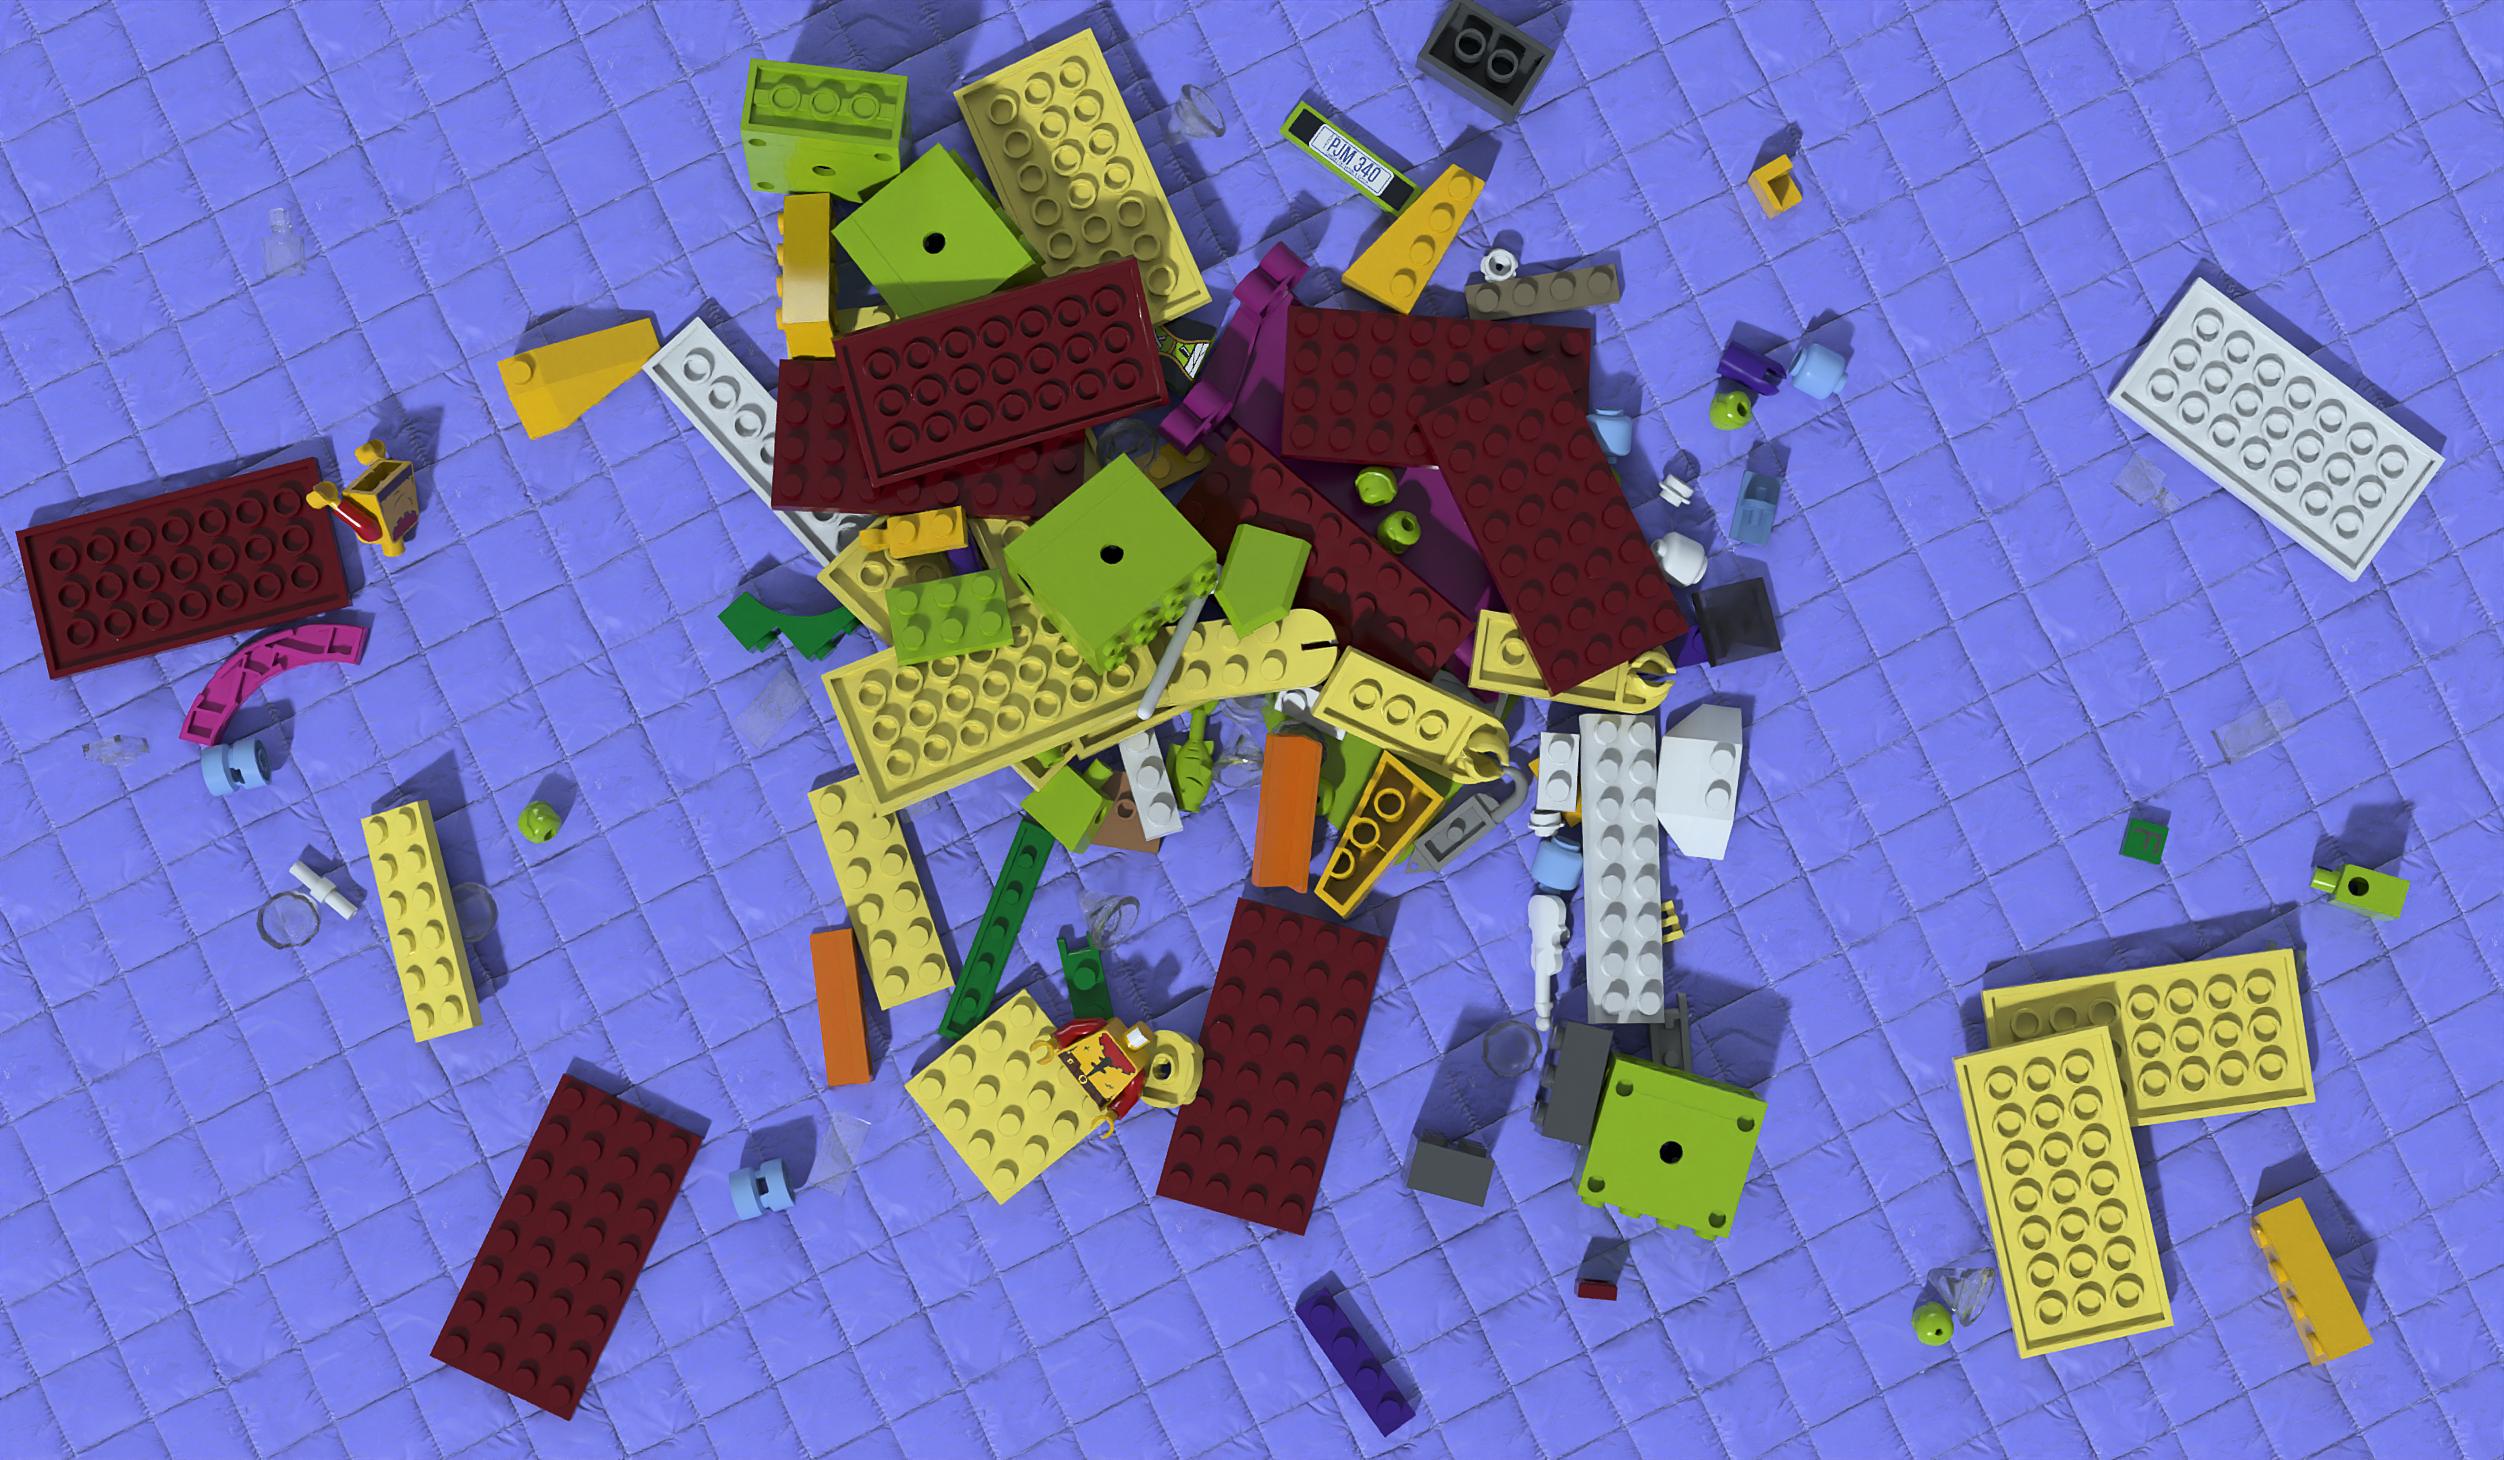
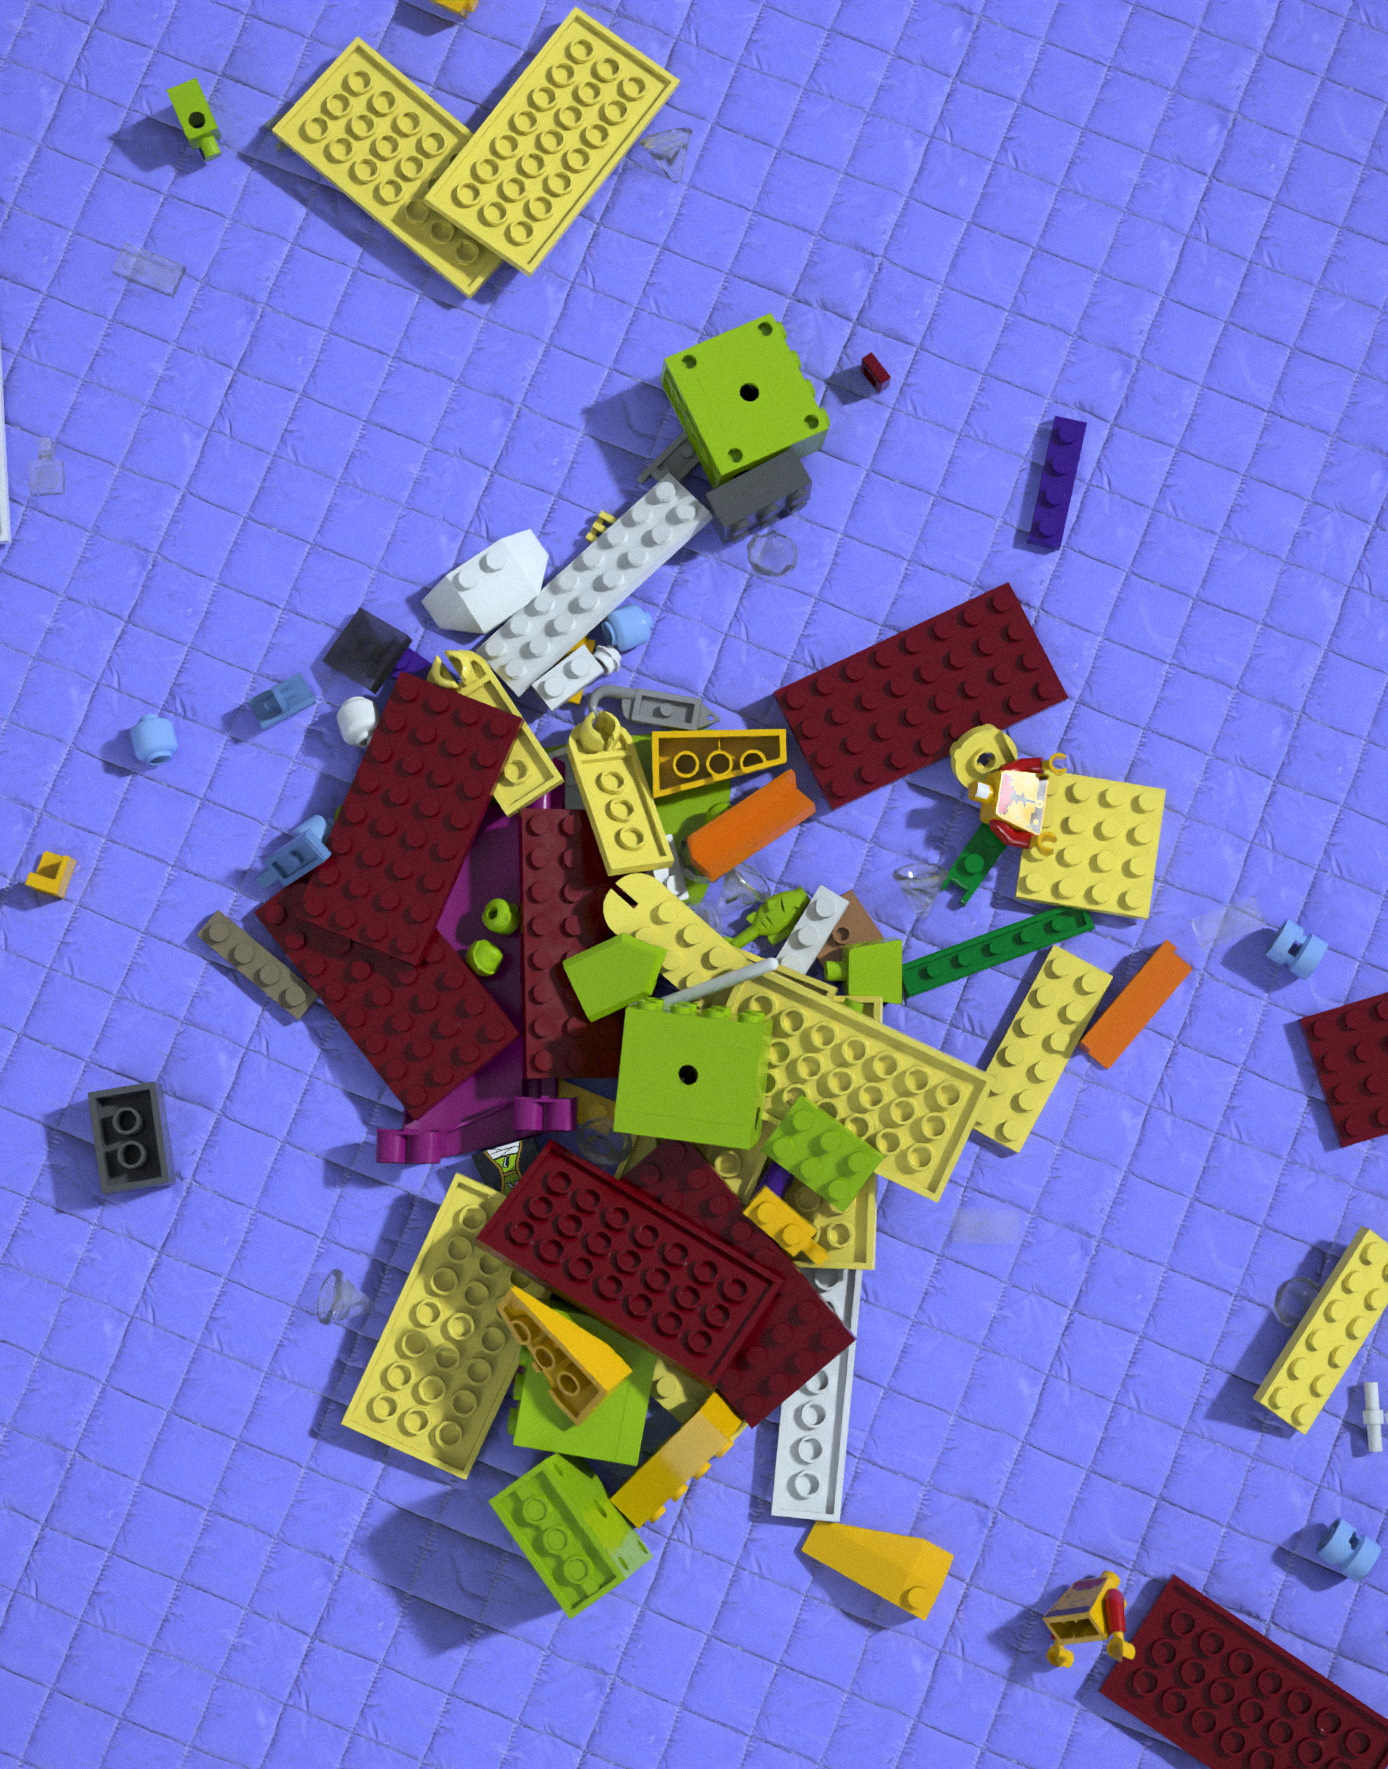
camera: 130 degrees left, 5 degrees down
(259, 664) = (1268, 1601): dark pink tile -> none
(539, 822) = (1198, 1312): lime piece -> none
(813, 636) = (939, 1288): green arch -> none
(956, 248) = (572, 1360): none -> yellow wedge
(1350, 160) = (278, 1170): tile -> none
(1412, 248) = (304, 1073): yellow wedge -> none
(1447, 1168) = (885, 524): dark grey brick -> none
(1502, 257) = (255, 1008): white plate -> none
(1548, 929) = (672, 599): white piece -> none
(1603, 395) = (293, 860): none -> medium blue hinge
(1675, 490) = (314, 764): white plate -> none
(1730, 411) = (230, 774): lime piece -> none
(1749, 368) = (190, 786): dark purple piece -> none
(1933, 1324) = (707, 151): lime piece -> none
(2144, 841) = (282, 279): green tile -> none

